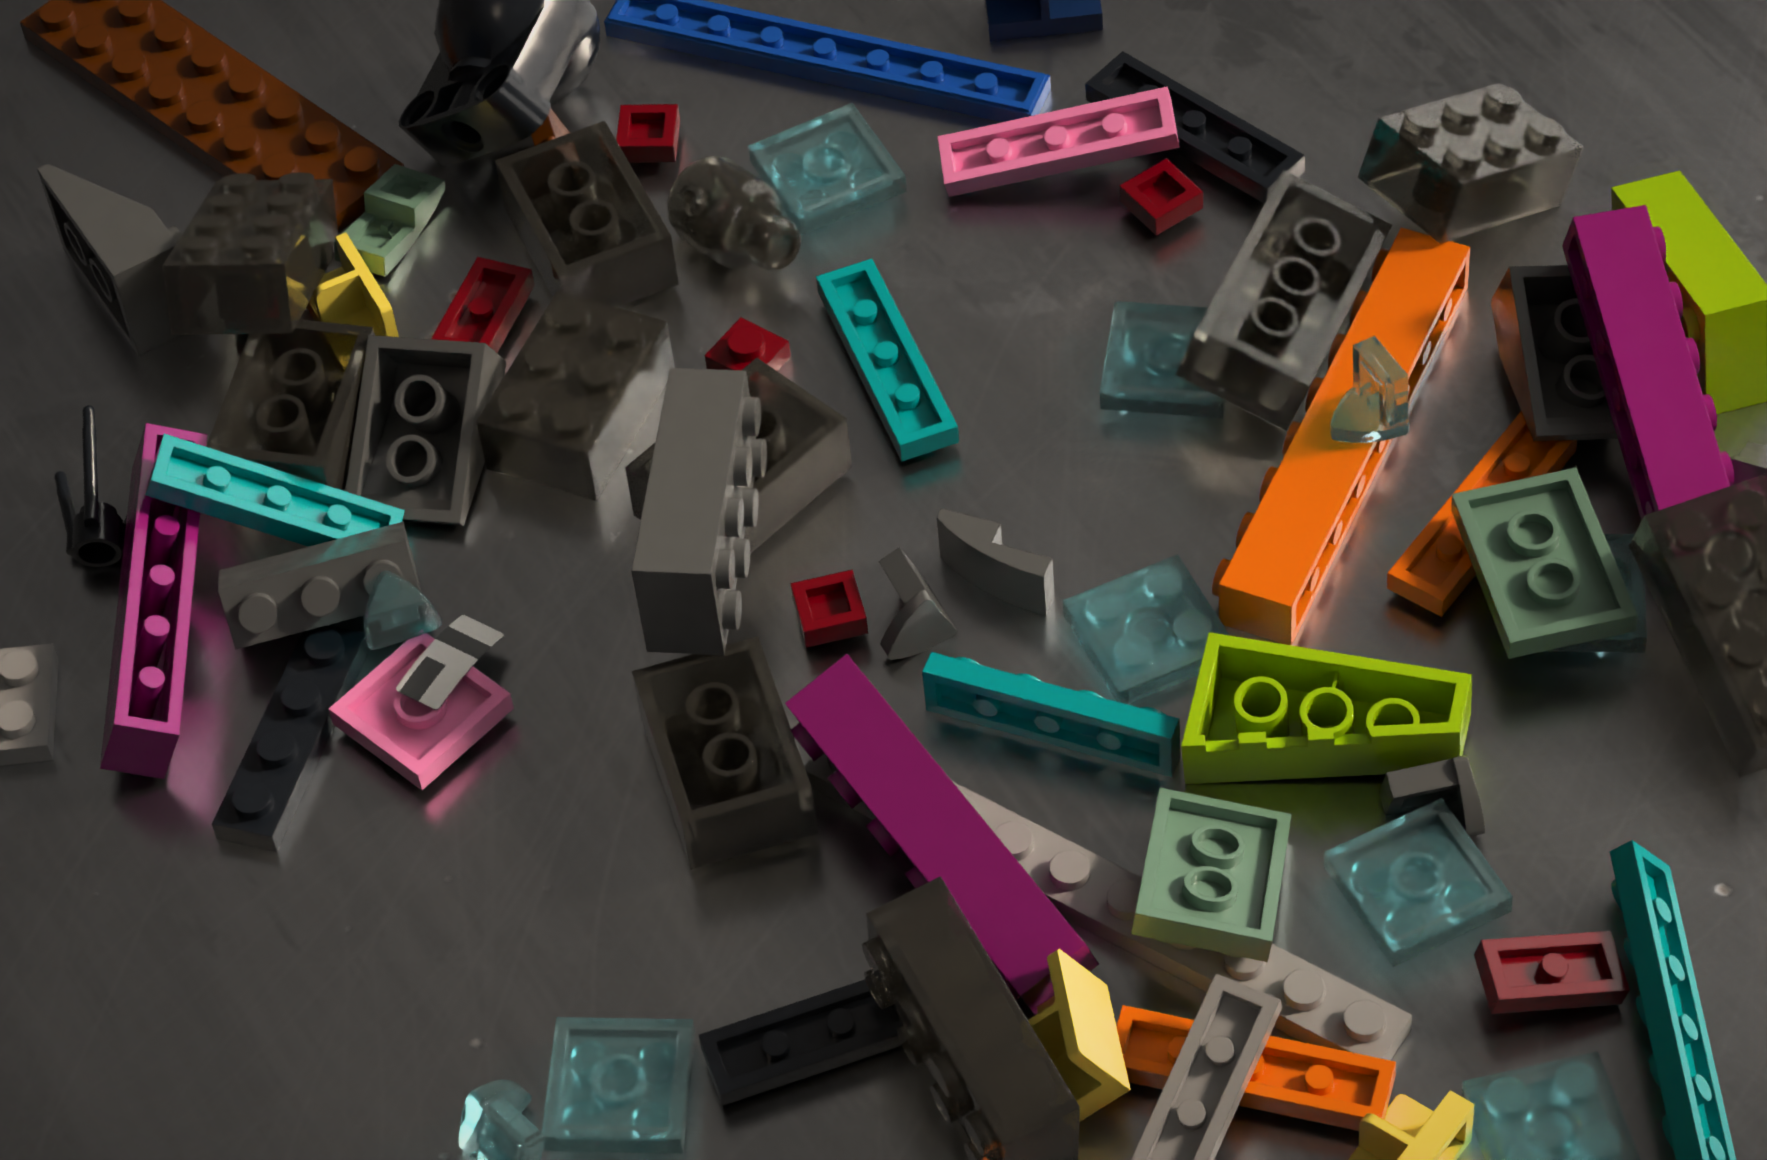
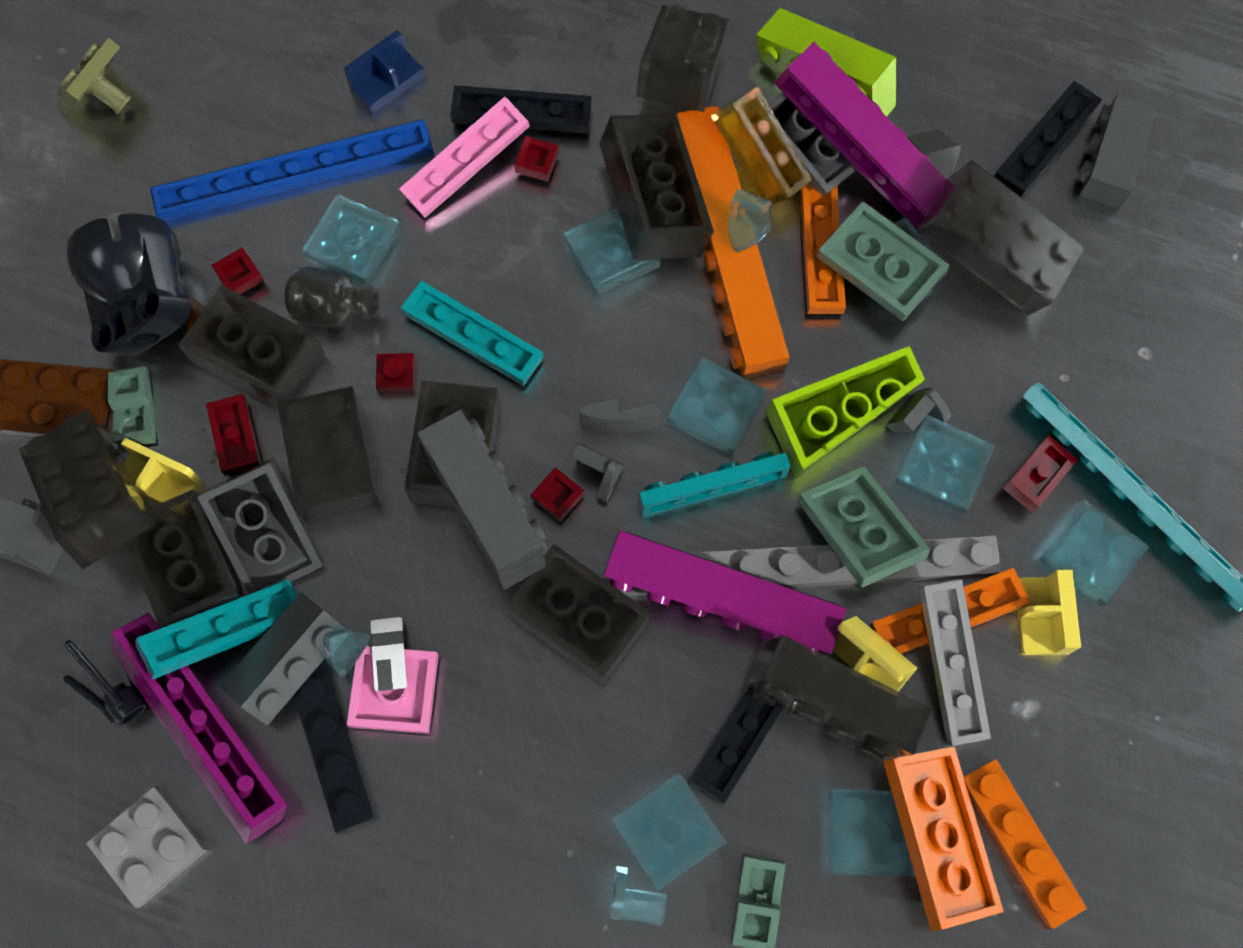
camera: 45 degrees left, 20 degrees up
(1480, 323) = (761, 146): none -> clear yellow brick

